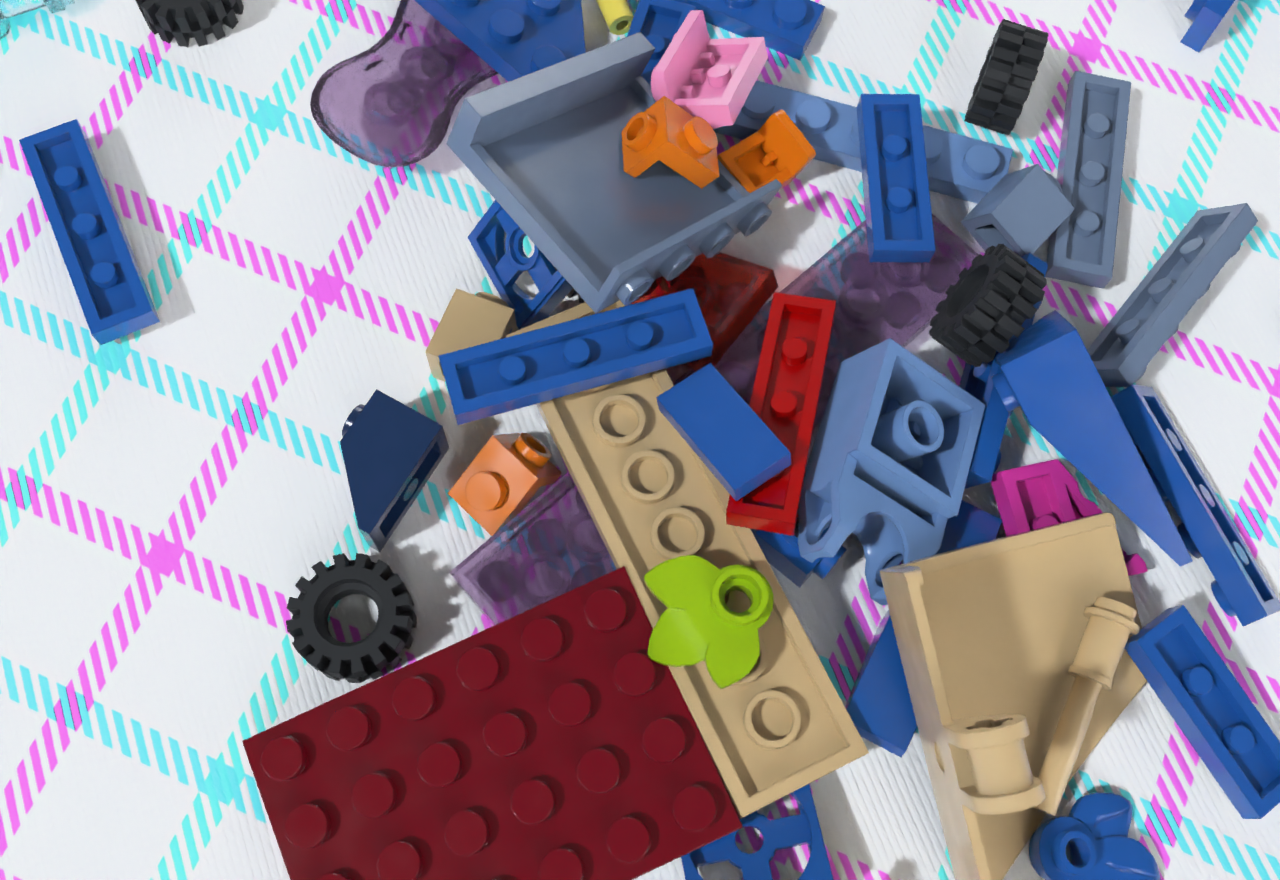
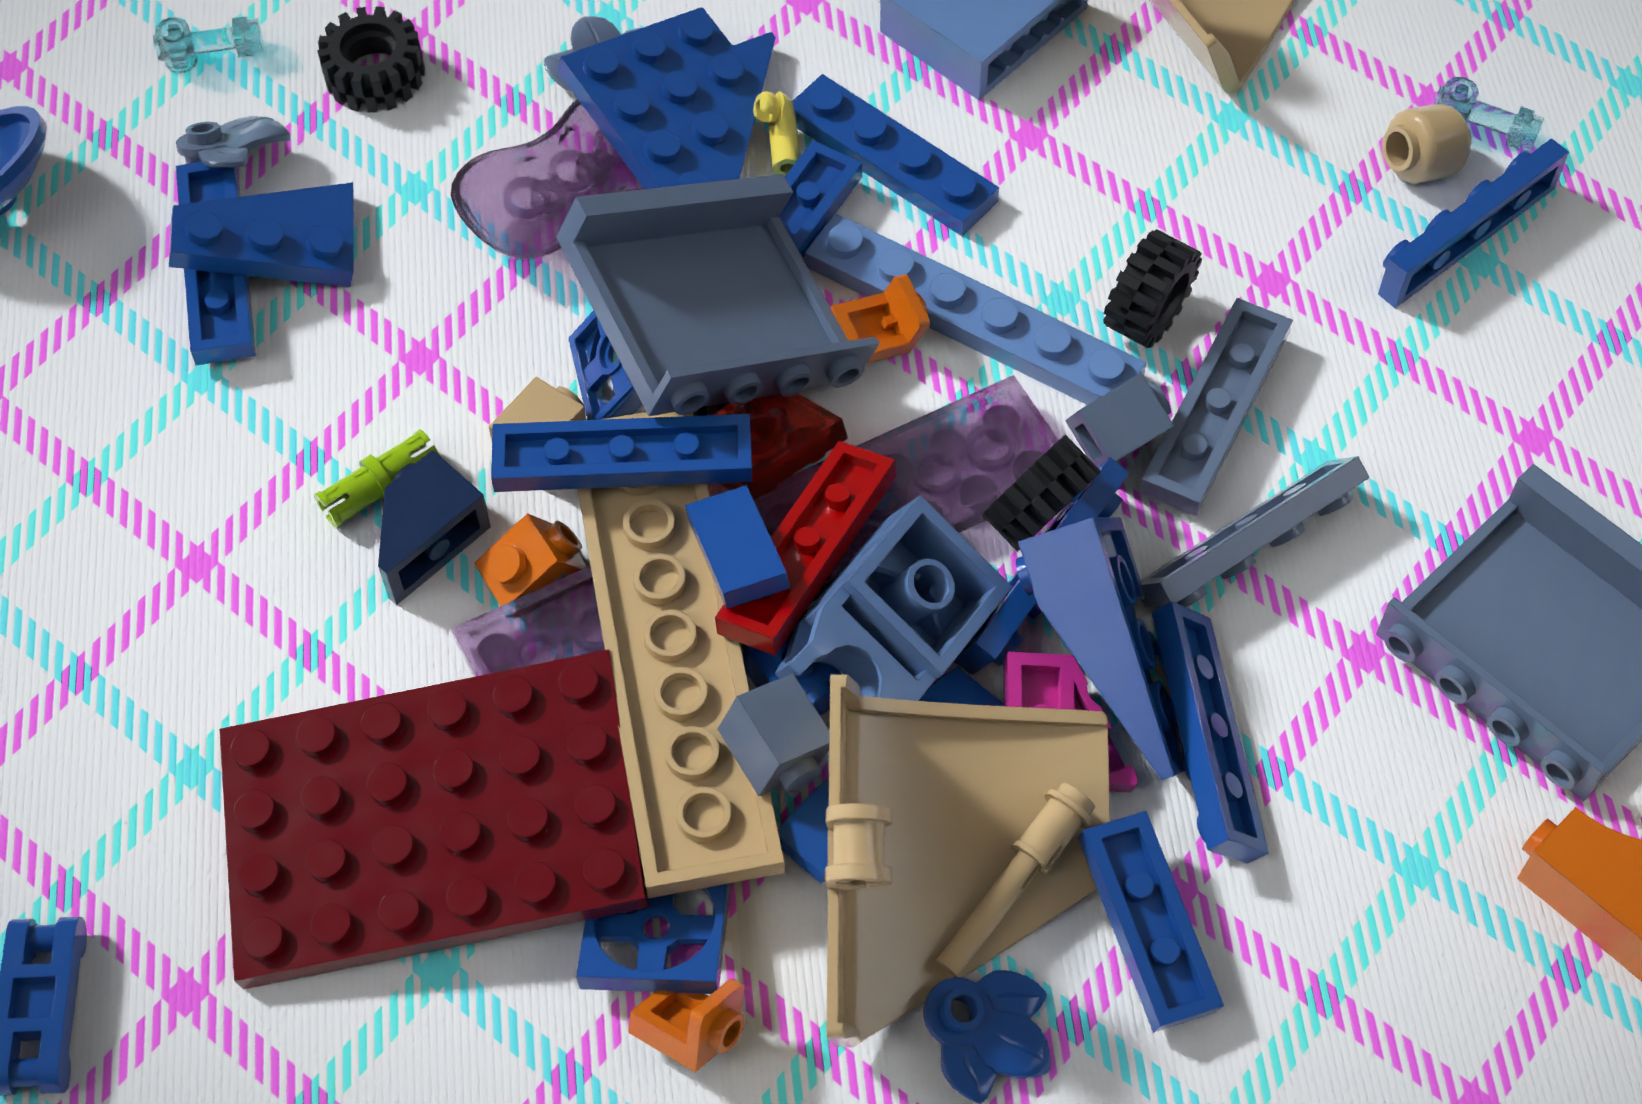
camera: 20 degrees right, 10 degrees down
(68, 103) = (228, 143): none -> sand blue plate
(136, 194) = (269, 235): none -> blue wing
(320, 426) = (370, 480): none -> lime pin
(324, 590) = (344, 619): black tyre -> none
(675, 139) = (782, 279): orange bracket -> none
(700, 623) = (662, 707): lime plate -> none
(708, 74) = (836, 228): bright pink bracket -> none
(830, 627) = (776, 736): none -> sand blue brick
(895, 178) = (999, 361): blue plate -> none

